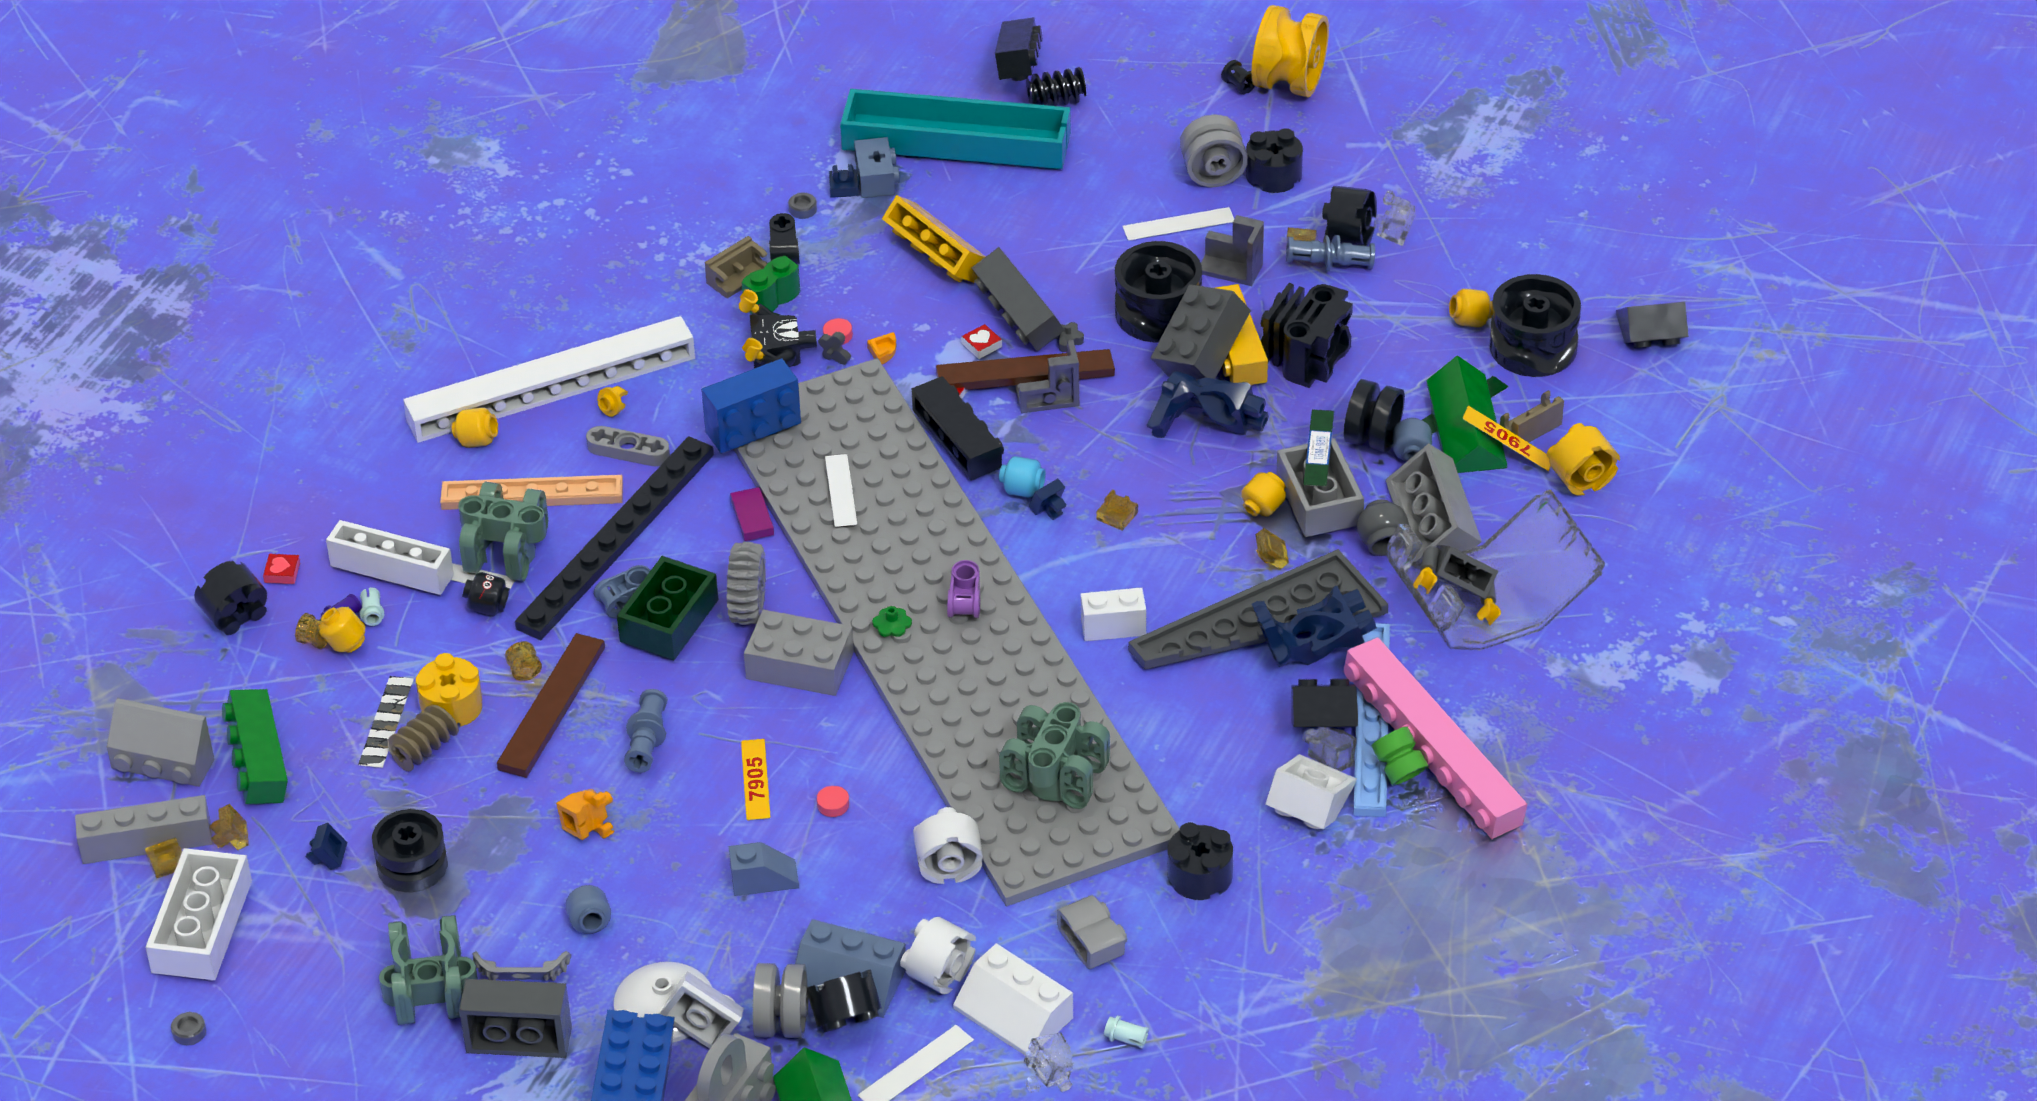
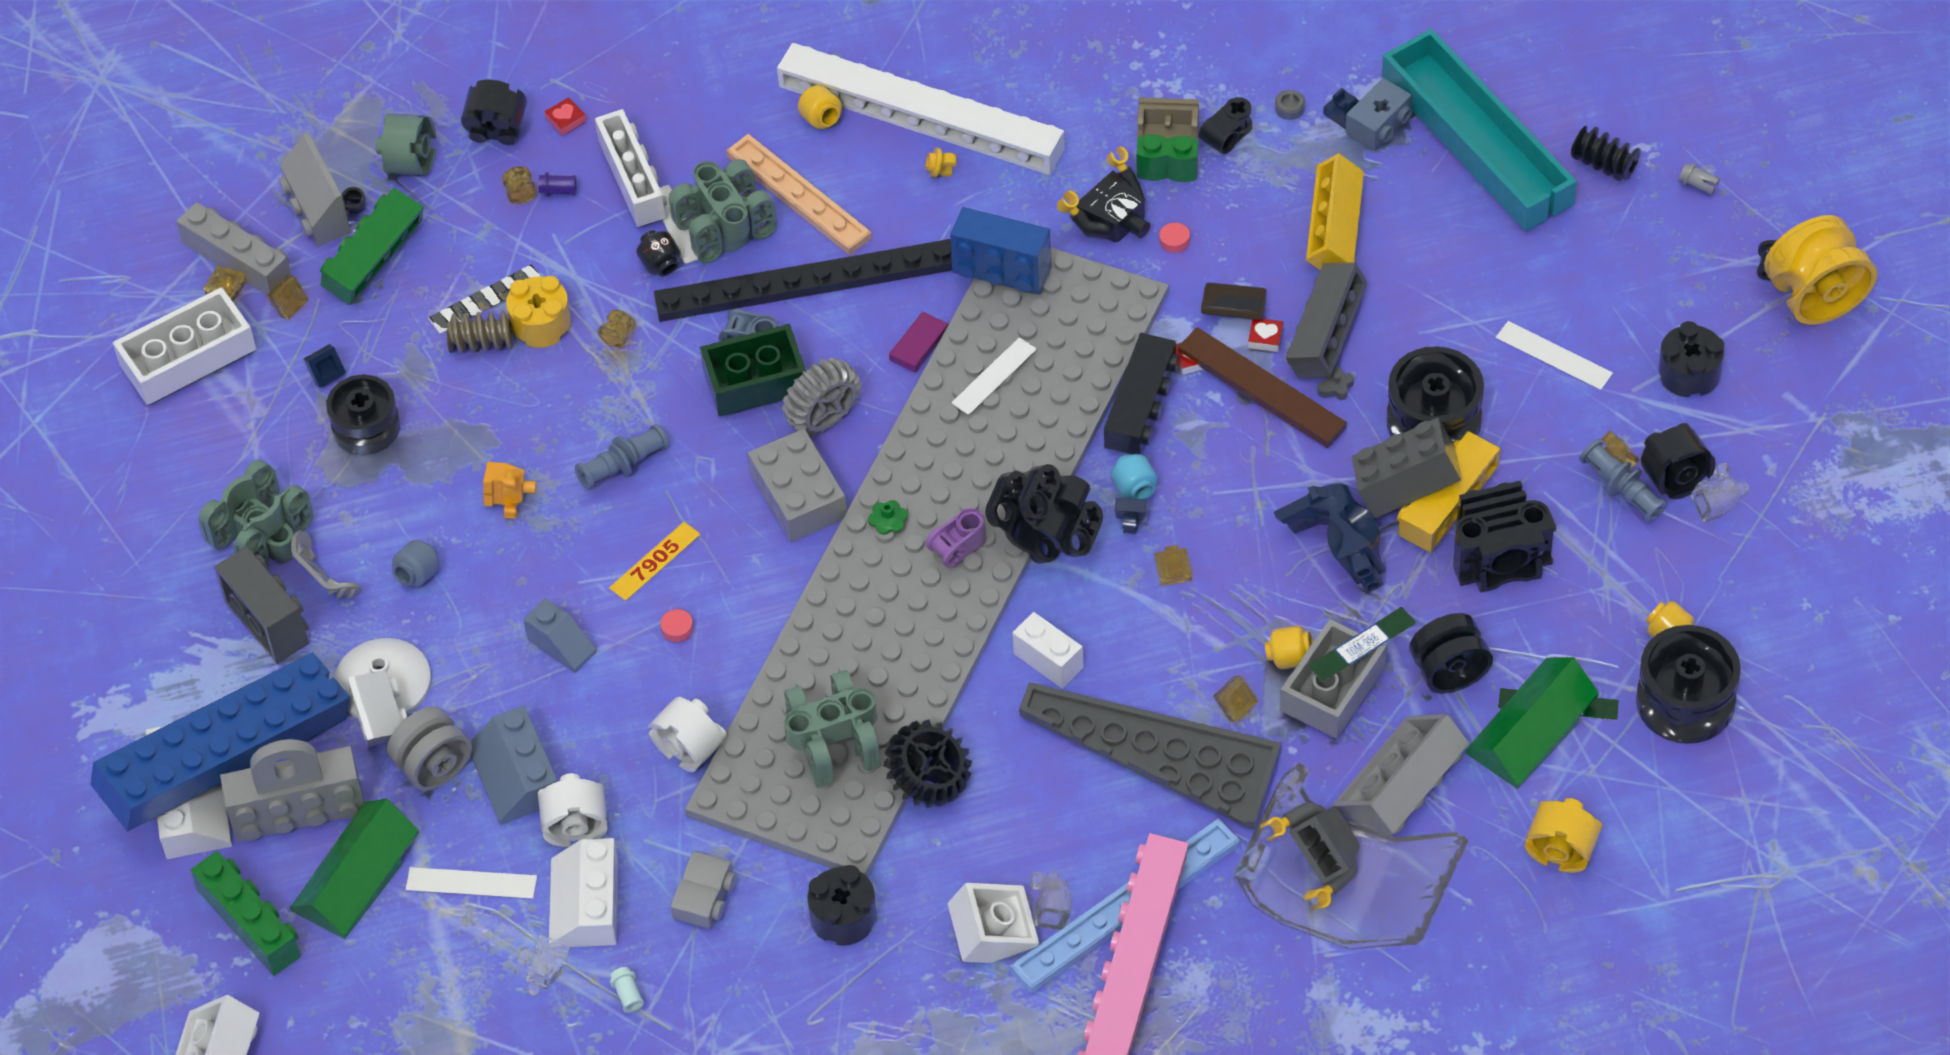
camera: 50 degrees right, 10 degrees up
(188, 1028) = (91, 427): flat silver tile -> none
(191, 663) = (407, 144): none -> sand green brick
(342, 629) = (531, 200): yellow head -> none
(371, 611) = (574, 202): light aqua pin -> none
(550, 705) = (597, 380): reddish brown tile -> none
(608, 442) = (906, 199): light grey beam -> none
(833, 347) = (1146, 249): dark grey piece -> none
(844, 999) = (467, 787): black brick -> none
(883, 347) = (1189, 279): light orange tile -> none
(936, 335) = (1234, 301): none -> dark brown slope
(1012, 510) = (1045, 510): none -> black piece
(1018, 48) = (1608, 93): black brick -> none
(1058, 391) = (1258, 418): panel -> none
(1123, 66) = (1697, 178): none -> light grey pin
(1140, 734) = (909, 759): none -> black gear
(1213, 150) = (1644, 312): light grey wheel -> none
(1236, 256) = (1546, 420): flat silver panel -> none
(1324, 704) = (1083, 863): black slope -> none
(1328, 621) = (1175, 809): dark blue hips -> none
(1378, 525) = (1334, 754): dark grey piece -> none
(1398, 753) = (1084, 954): bright green wheel -> none
(1410, 437) = (1462, 699): sand blue head -> none
(1507, 437) = (1531, 756): yellow sticker -> none
(1536, 420) = (1583, 767): dark tan hinge -> none
(1653, 323) = (1799, 764): black slope -> none

